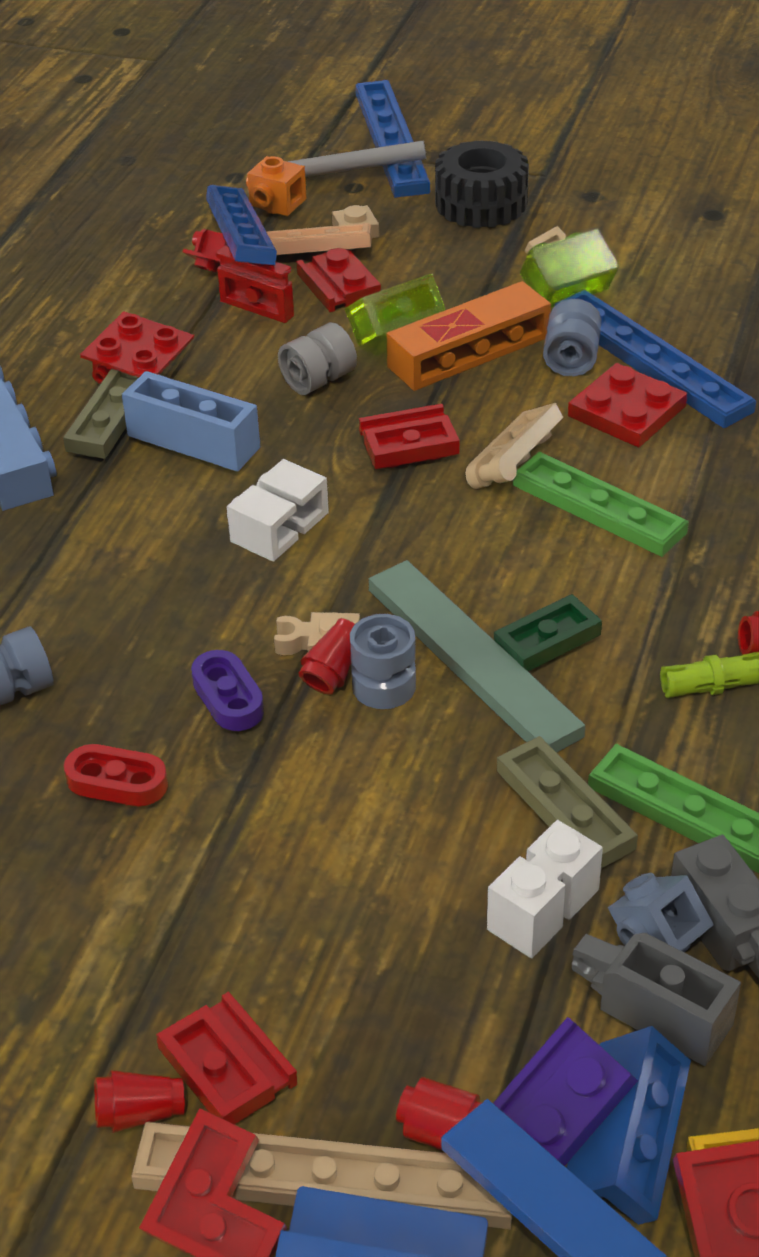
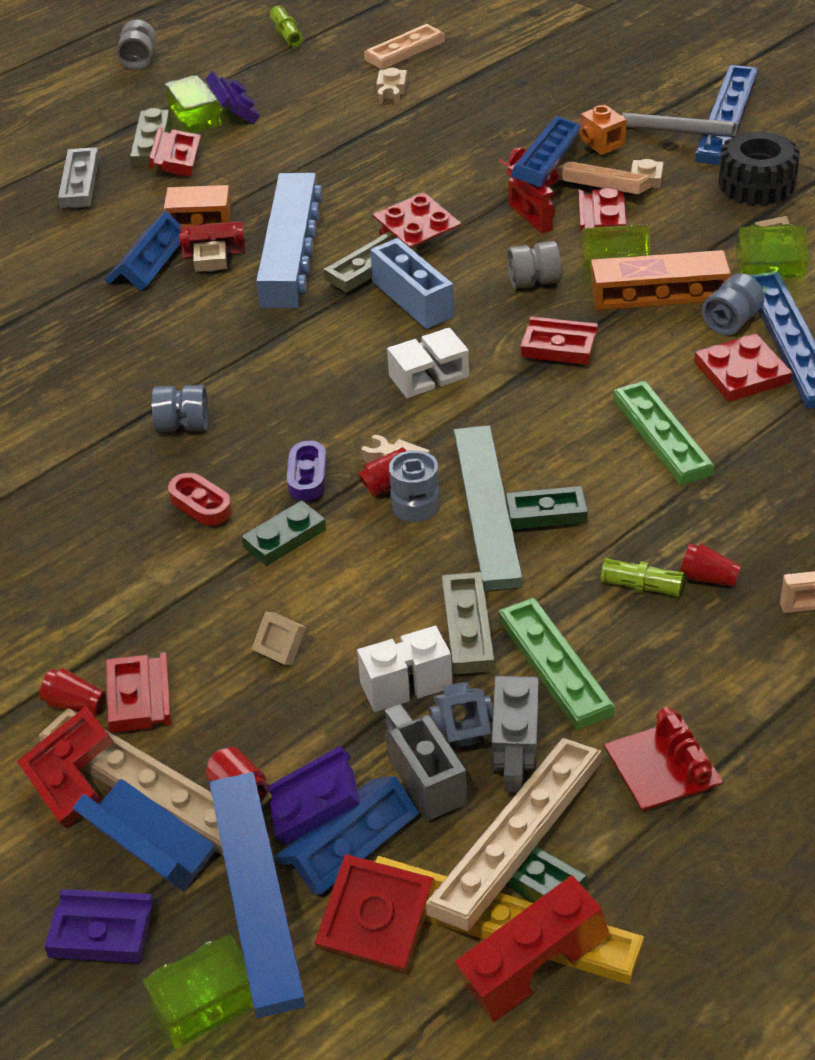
camera: 30 degrees right, 0 degrees up
(253, 779) = (284, 533): none -> plate
(357, 913) = (278, 638): none -> tan plate
(512, 447) = (625, 371): tan plate -> none

